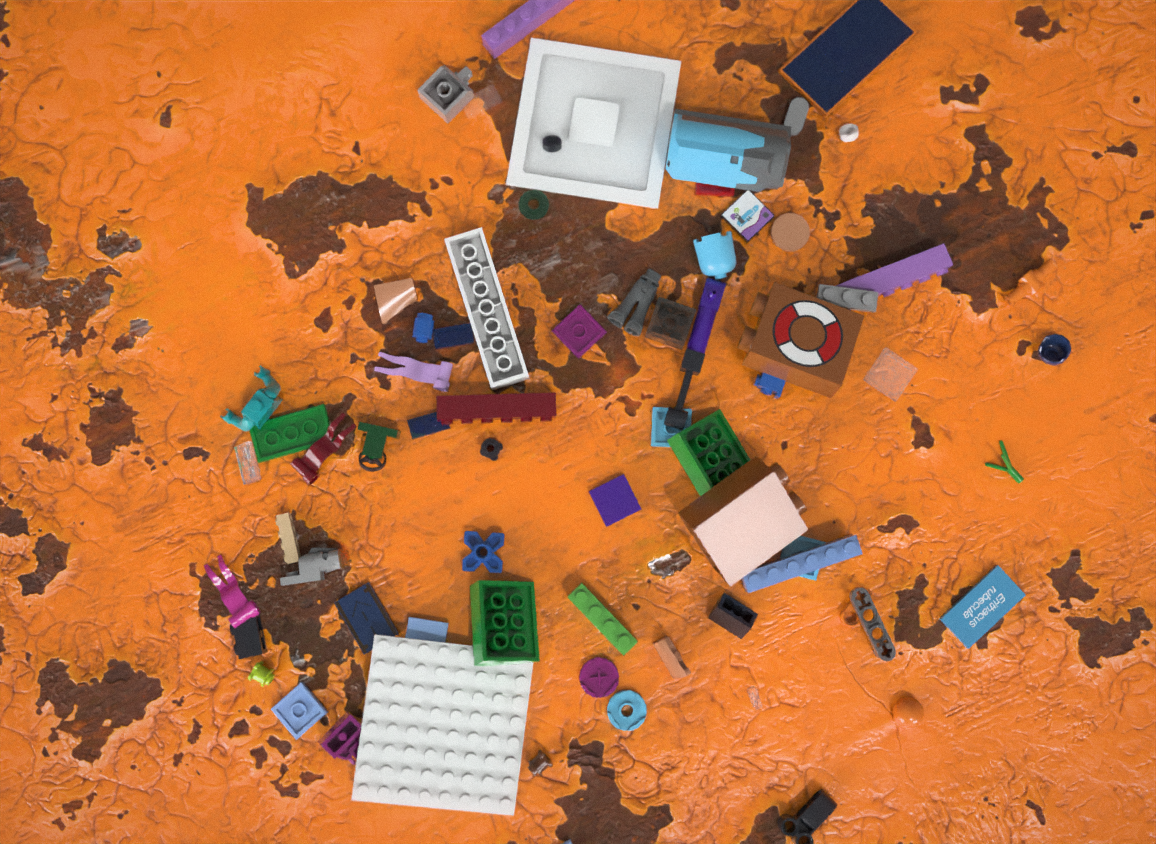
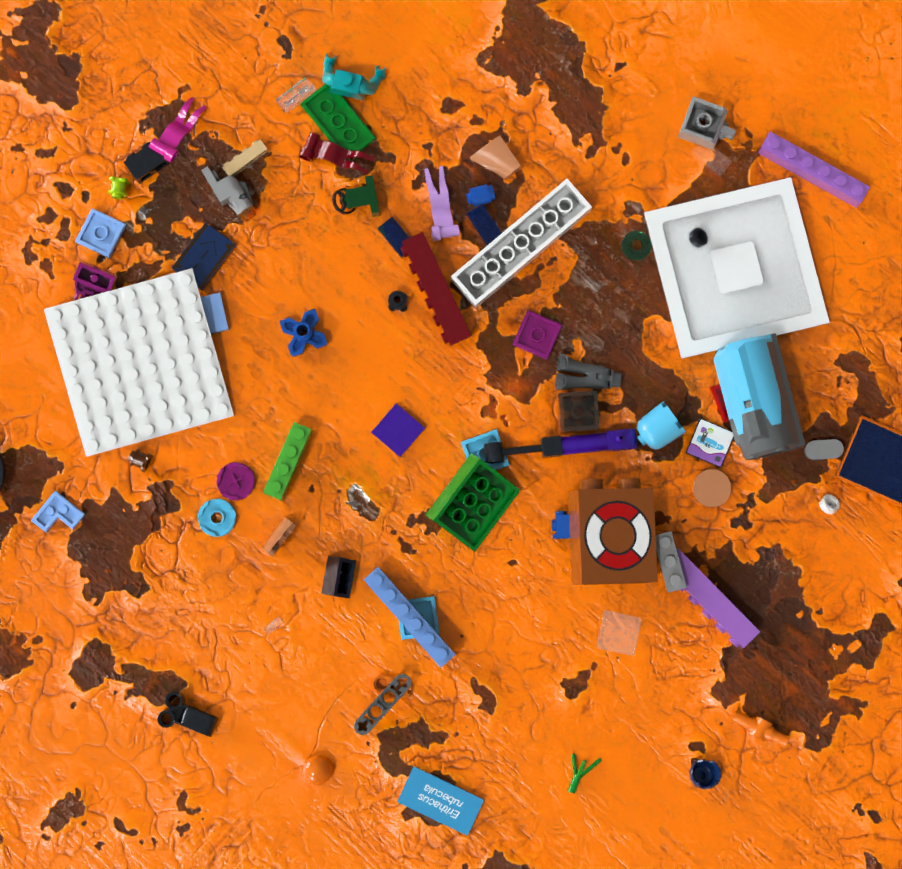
camera: 70 degrees right, 0 degrees up
(504, 623) = (248, 376): green slope -> none
(745, 519) = (426, 548): brick -> none

